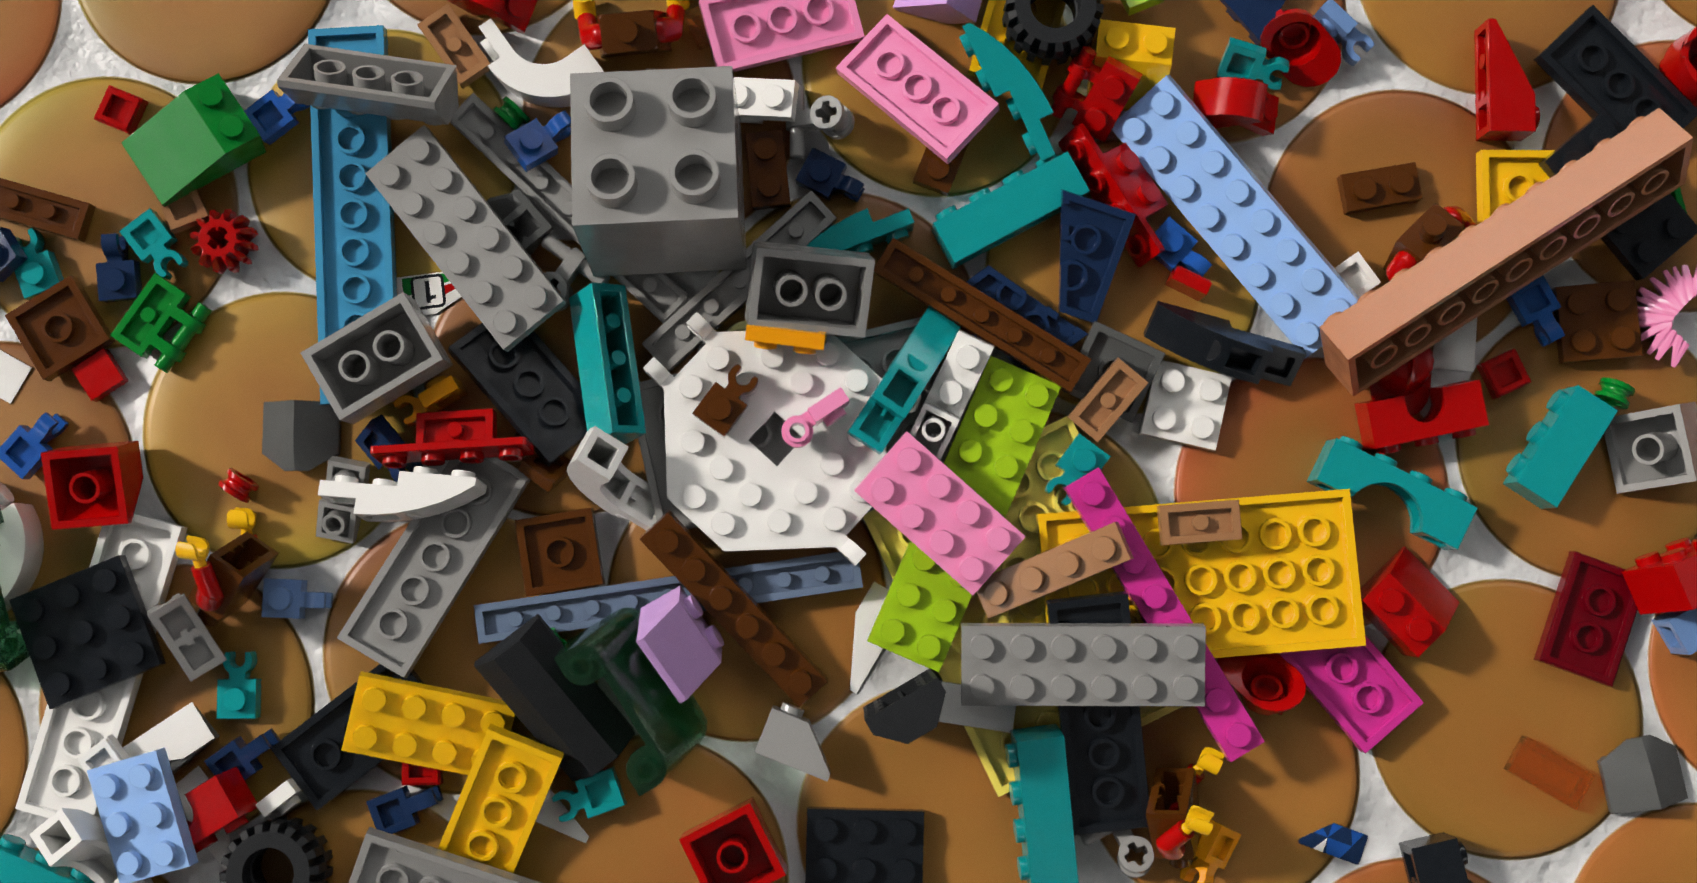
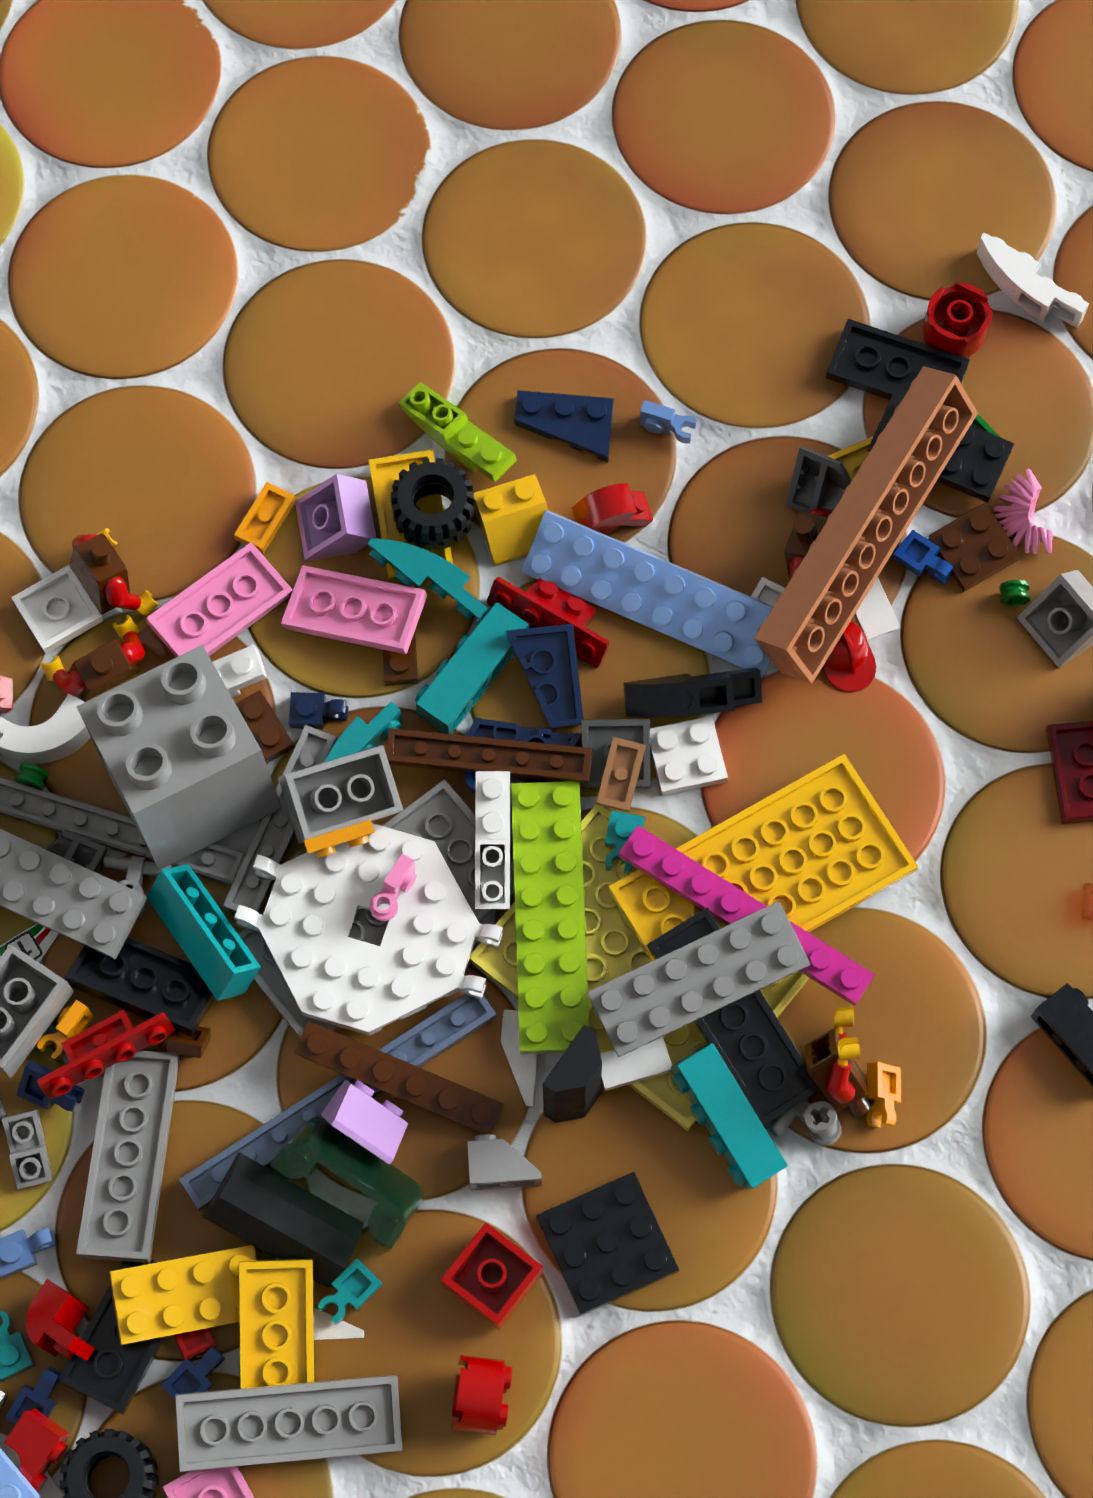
camera: 25 degrees left, 15 degrees down
(281, 799) = (87, 1417): white plate -> none
(288, 689) = (53, 1319): none -> red brick
(412, 497) = (93, 1107): white slope -> none
(537, 143) = (63, 790): blue plate -> none
(559, 552) = (231, 1103): reddish brown plate -> none
(604, 479) = (242, 1022): white arch -> none
(722, 406) = (314, 916): reddish brown plate -> none
(818, 119) = (286, 666): light grey piece -> none
(904, 380) = (450, 832): teal slope -> none
(939, 513) = (528, 918): bright pink plate -> none
(1054, 569) = (641, 920): medium nougat plate -> none
(1106, 98) = (507, 549): red plate -> none
(1178, 247) = (622, 639): blue plate -> none
(1188, 283) = (642, 660): red tile -> none
(1199, 522) = (738, 830): medium nougat plate -> none
(1249, 62) = (605, 473): teal plate -> none
(1265, 682) = (855, 934): red piece -> none
(1305, 44) = (641, 447): red piece -> none
(1337, 842) = (981, 1038): dark blue sticker -> none
(1357, 690) = (929, 909): dark pink plate -> none
(1379, 188) = (756, 524): reddish brown plate -> none
(1407, 604) = (937, 825): red slope -> none
(1433, 513) = (923, 744): teal arch -> none
(1454, 410) = (853, 695): red arch -> none
(1470, 178) = (816, 482): none -> dark grey slope
(1502, 92) = (813, 411): red slope -> none
(1503, 373) = (923, 618): red tile -> none
(1559, 446) = (992, 652): teal brick -> none

